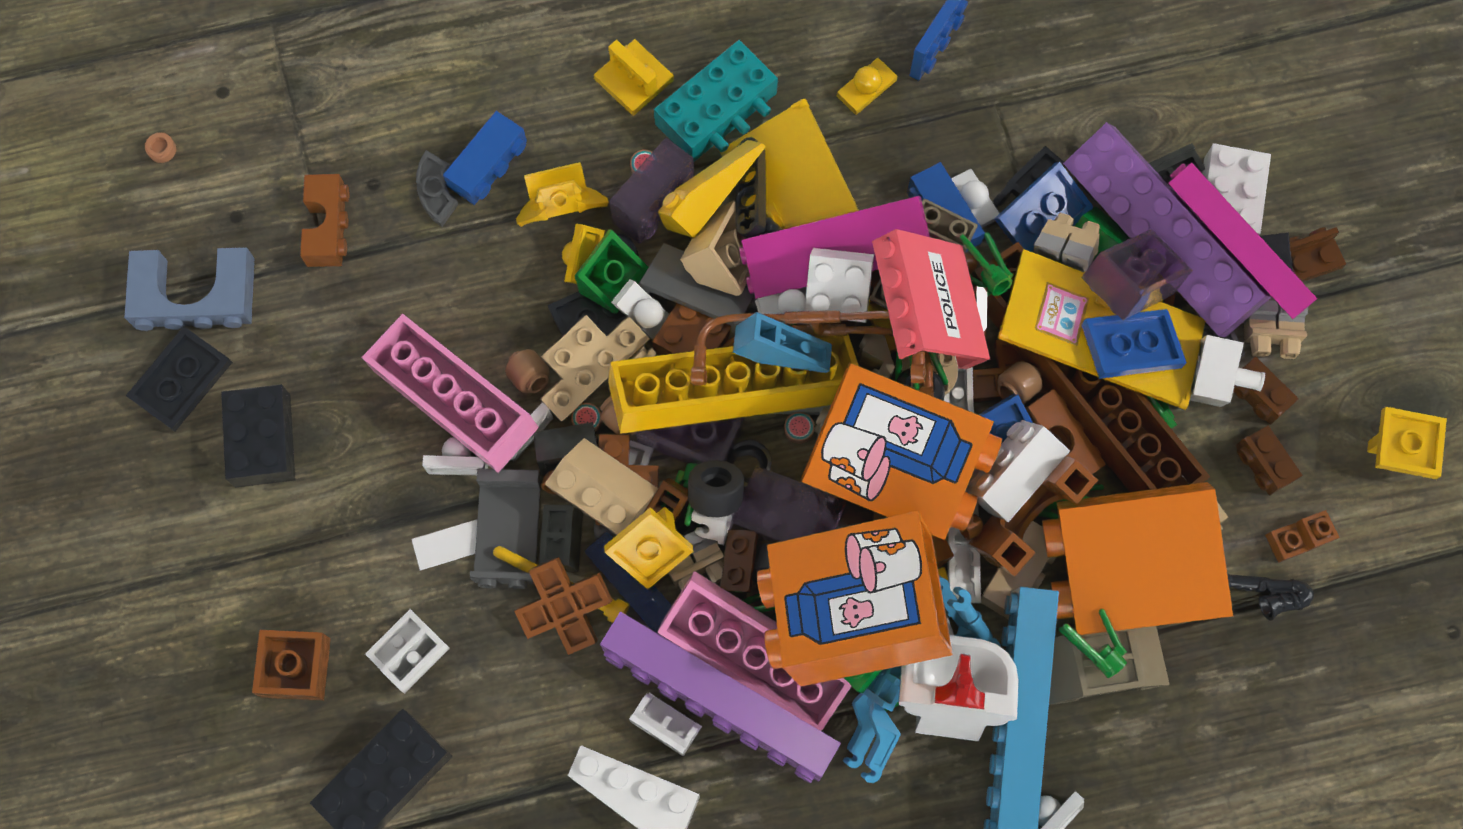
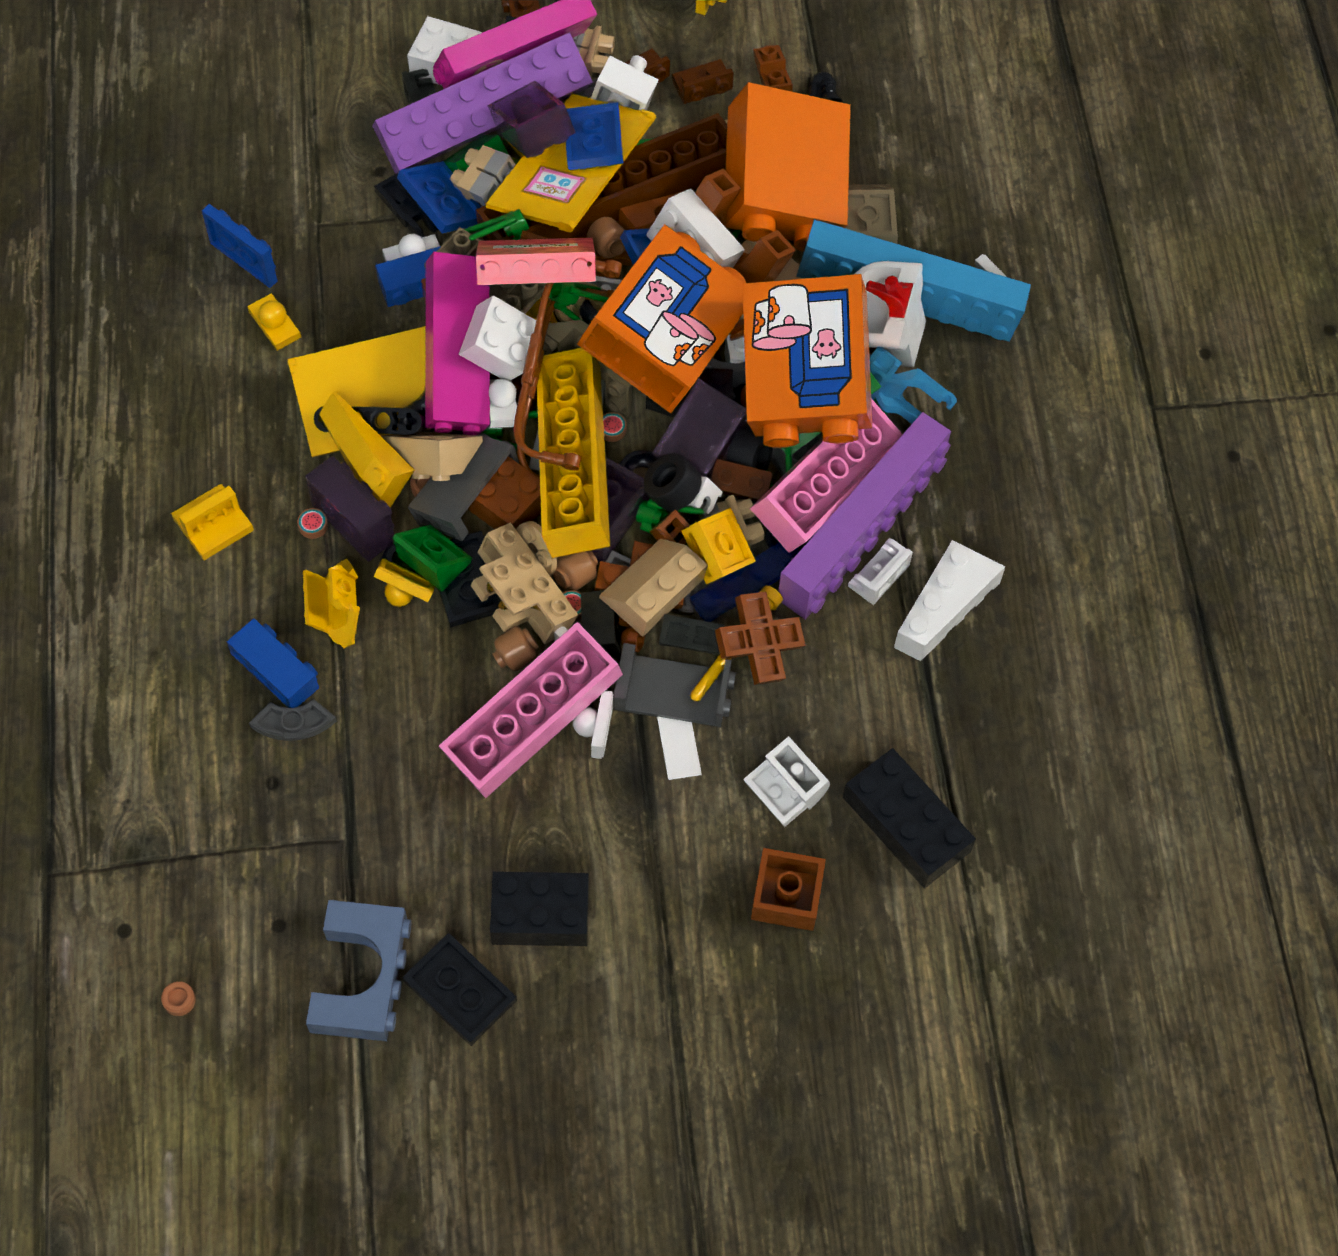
camera: 85 degrees left, 10 degrees down
(325, 243) = (284, 820): dark orange arch -> none
(641, 308) = (473, 529): white tile -> none
(717, 101) = (263, 445): teal piece -> none
(780, 345) = (547, 399): dark azure slope -> none
(1106, 659) = (870, 206): green plant -> none

